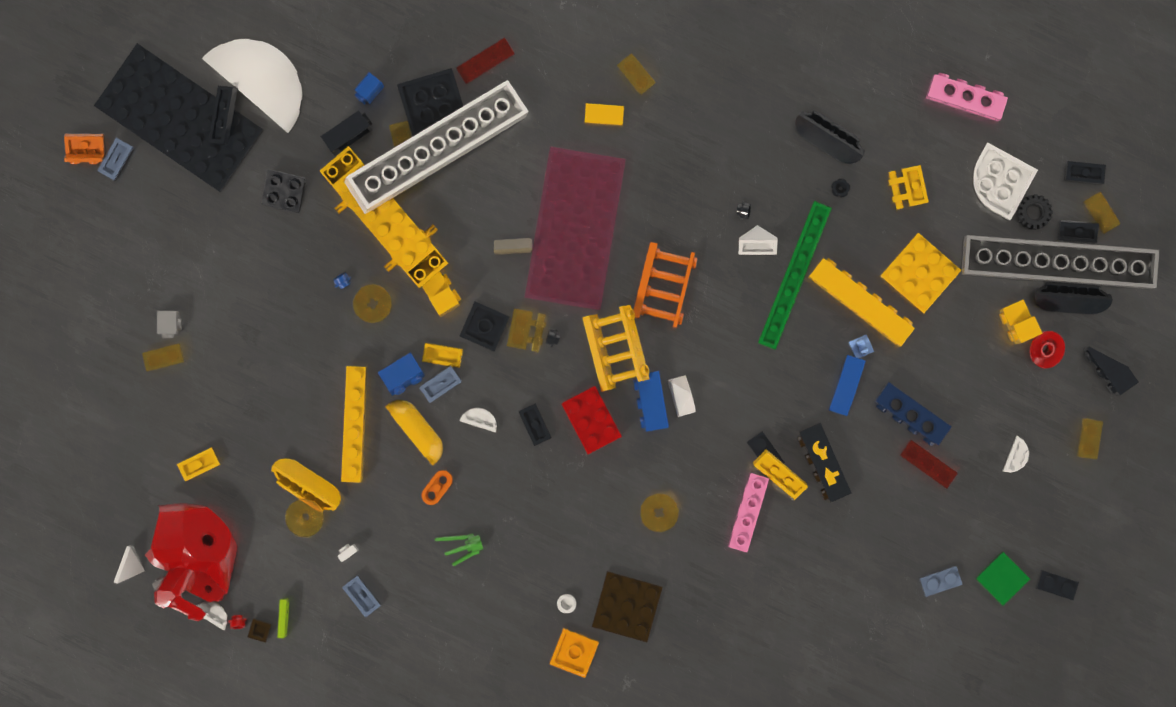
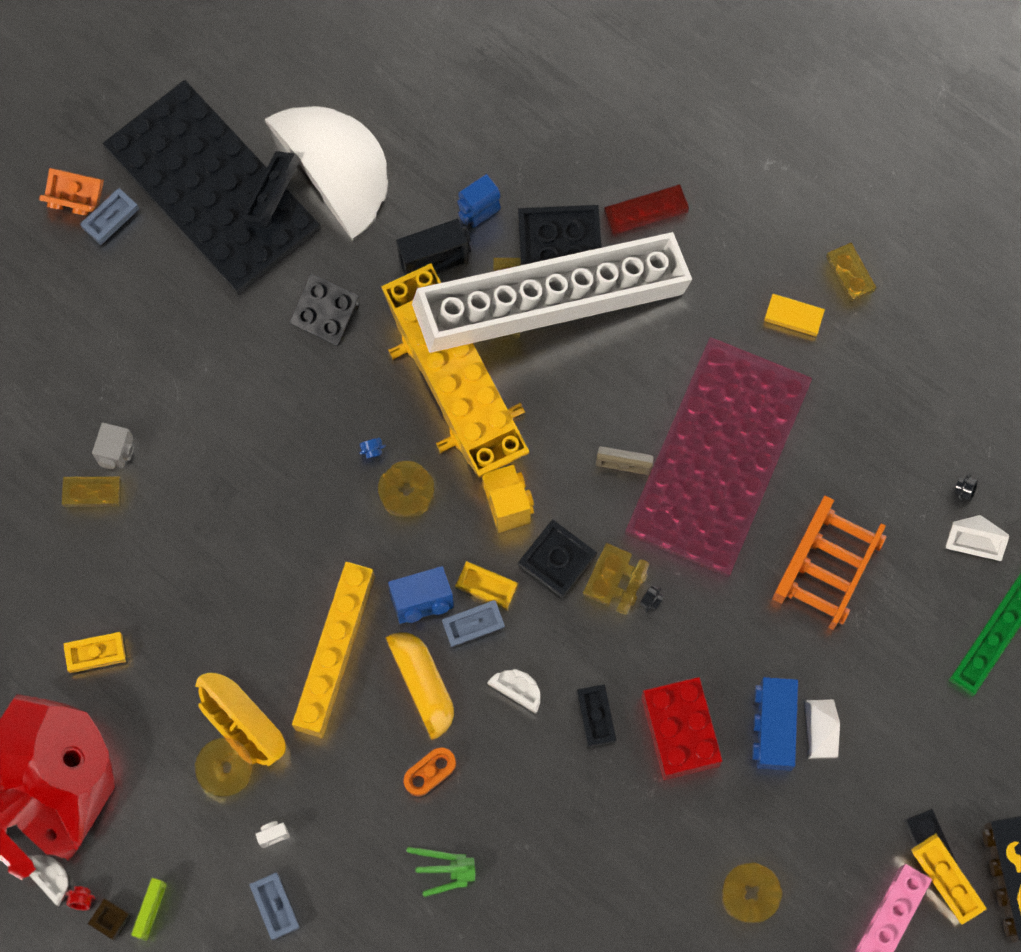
camera: 15 degrees right, 15 degrees down
(599, 353) = (716, 621): yellow fence -> none

